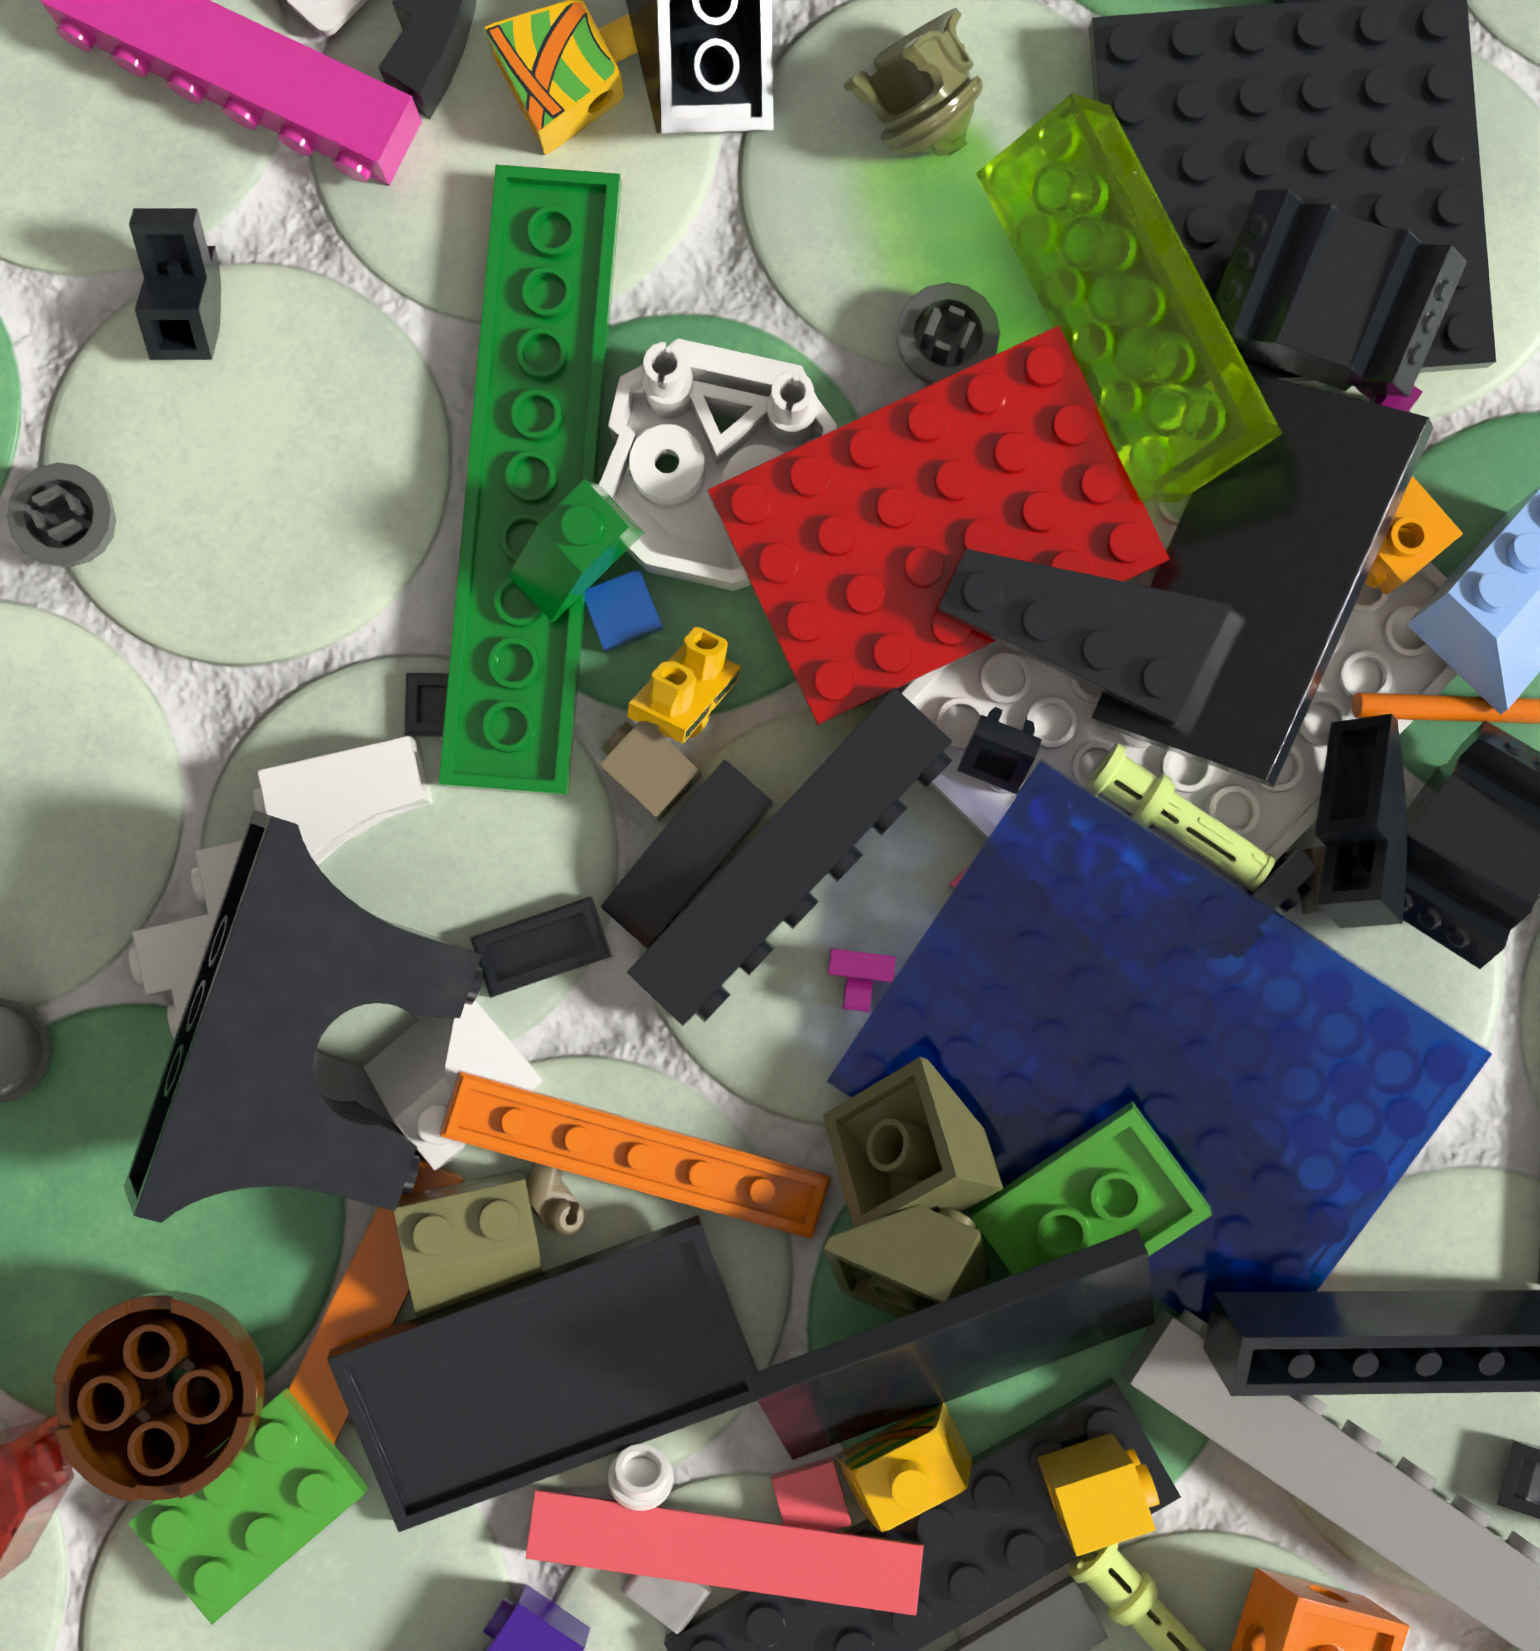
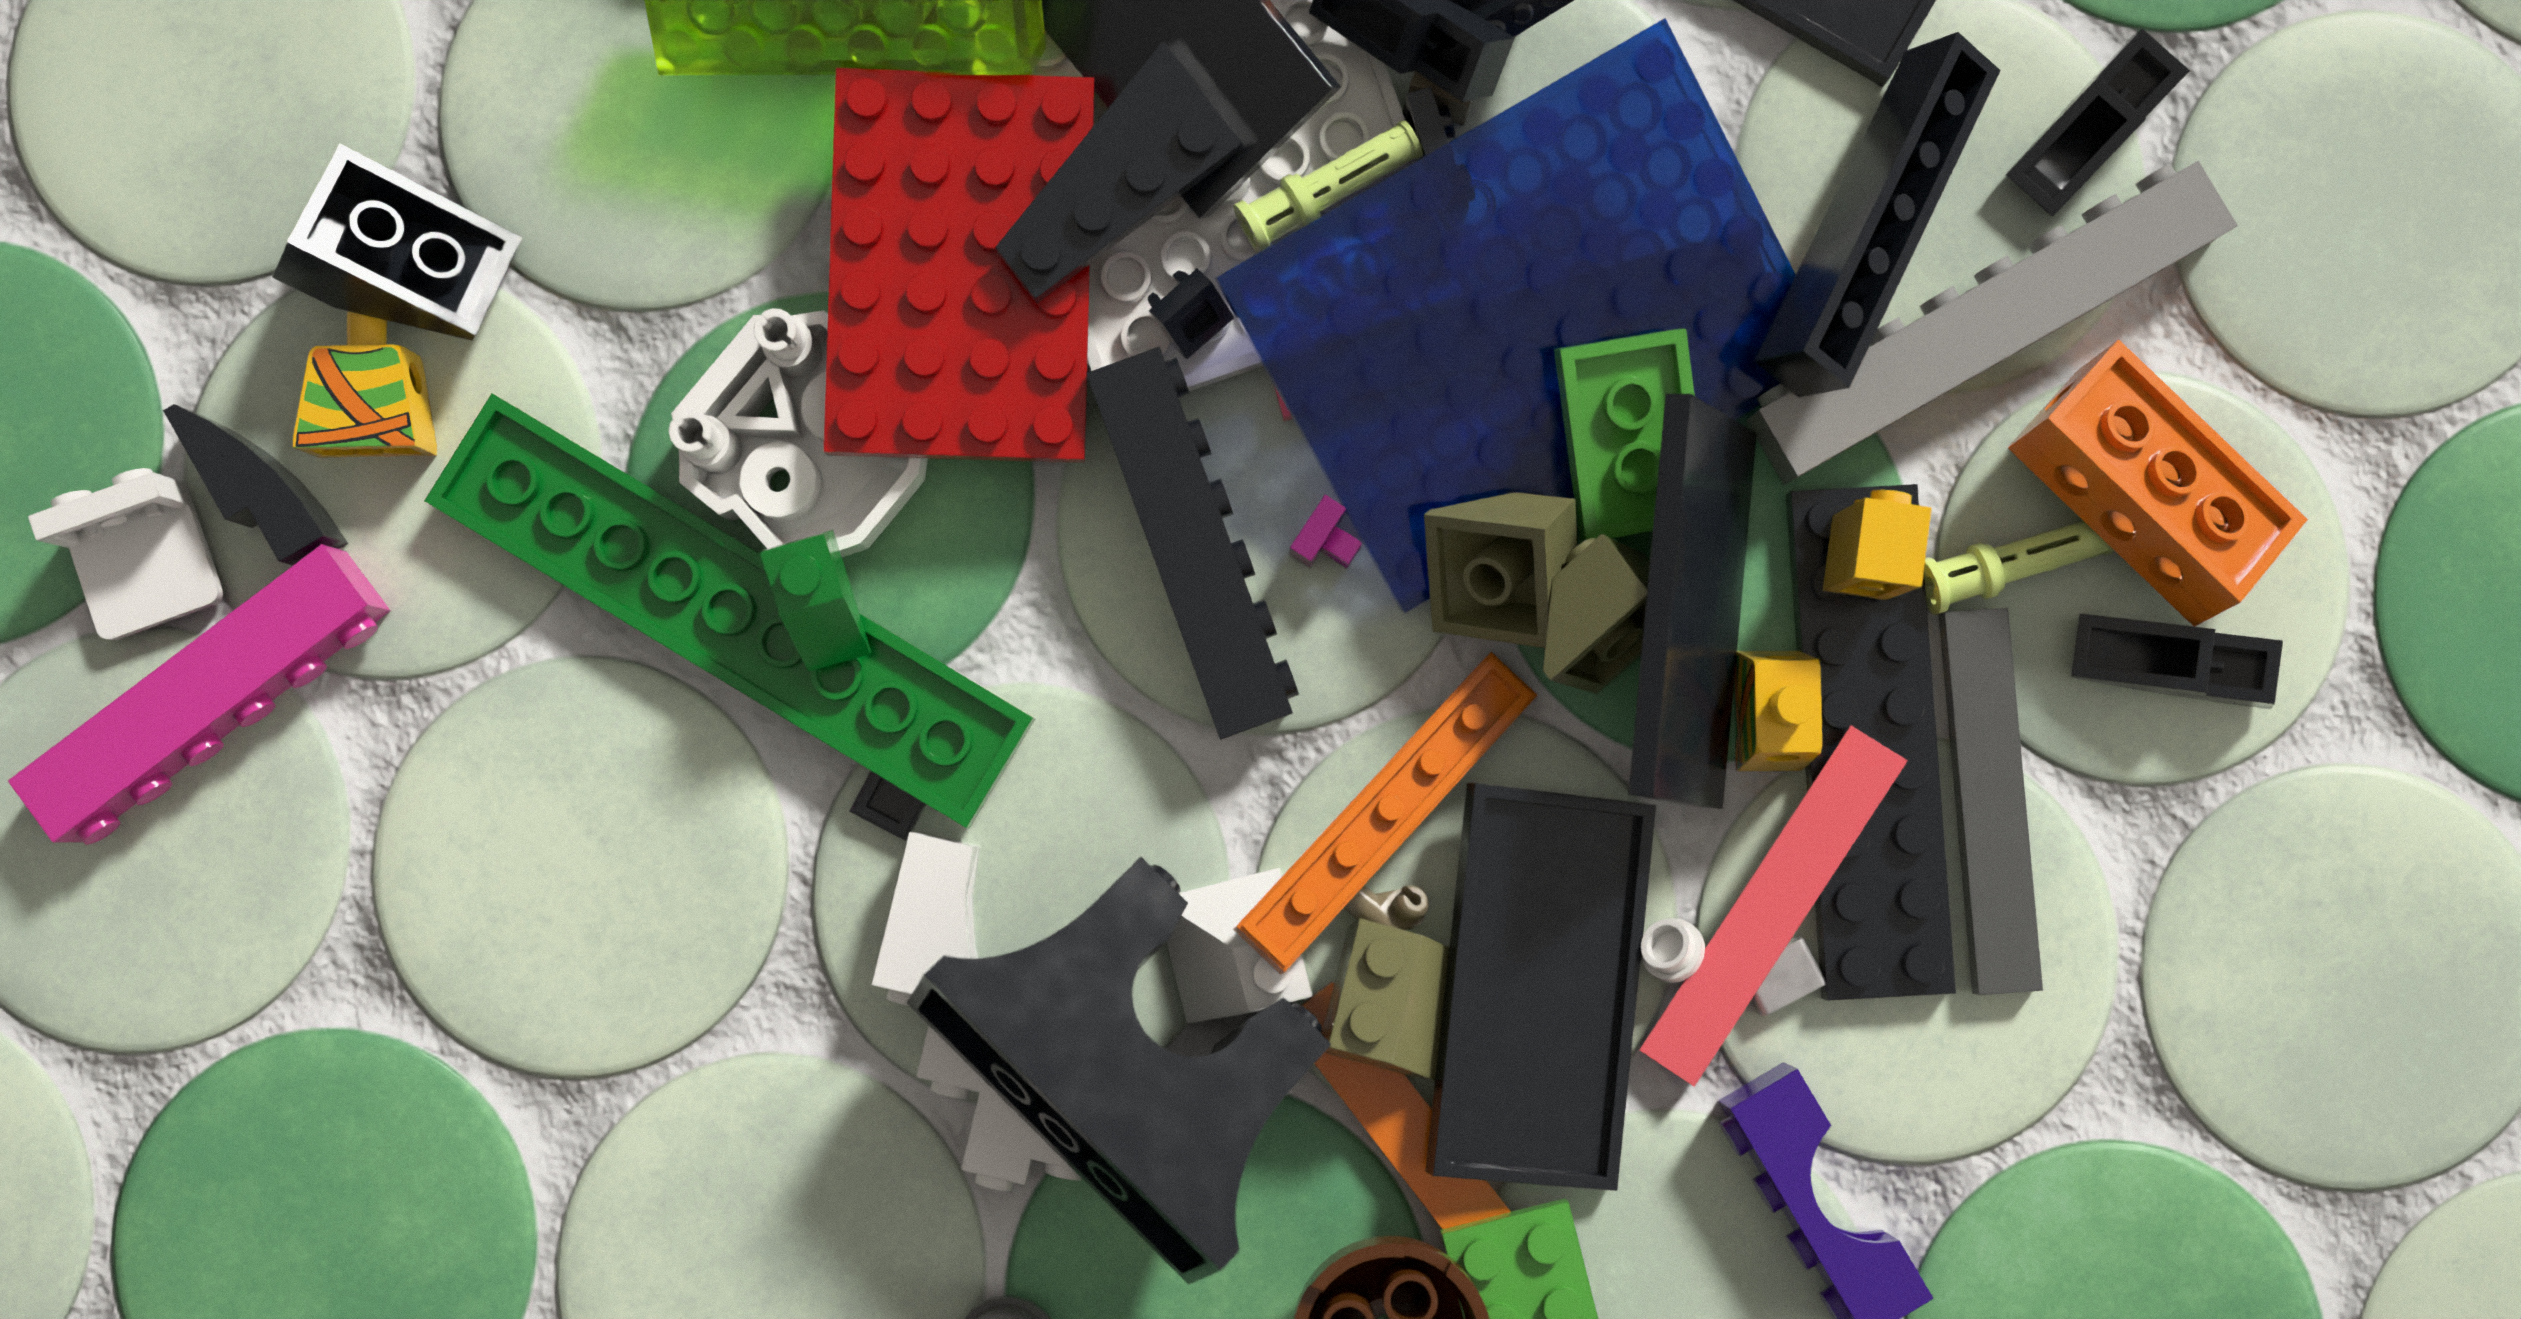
camera: 65 degrees left, 0 degrees up
(61, 515) = (543, 1055): dark grey piece -> none
(180, 284) = (384, 844): black brick -> none
(541, 946) = (1159, 807): black tile -> none
(622, 610) = (892, 588): blue tile -> none
(648, 767) = (1046, 632): dark tan brick -> none
(686, 687) = (991, 561): yellow hips -> none
(687, 853) = (1140, 636): black slope -> none
(812, 1496) = (1762, 806): coral tile -> none
(922, 89) = (556, 83): olive helmet -> none
(946, 331) = (788, 174): dark grey piece -> none

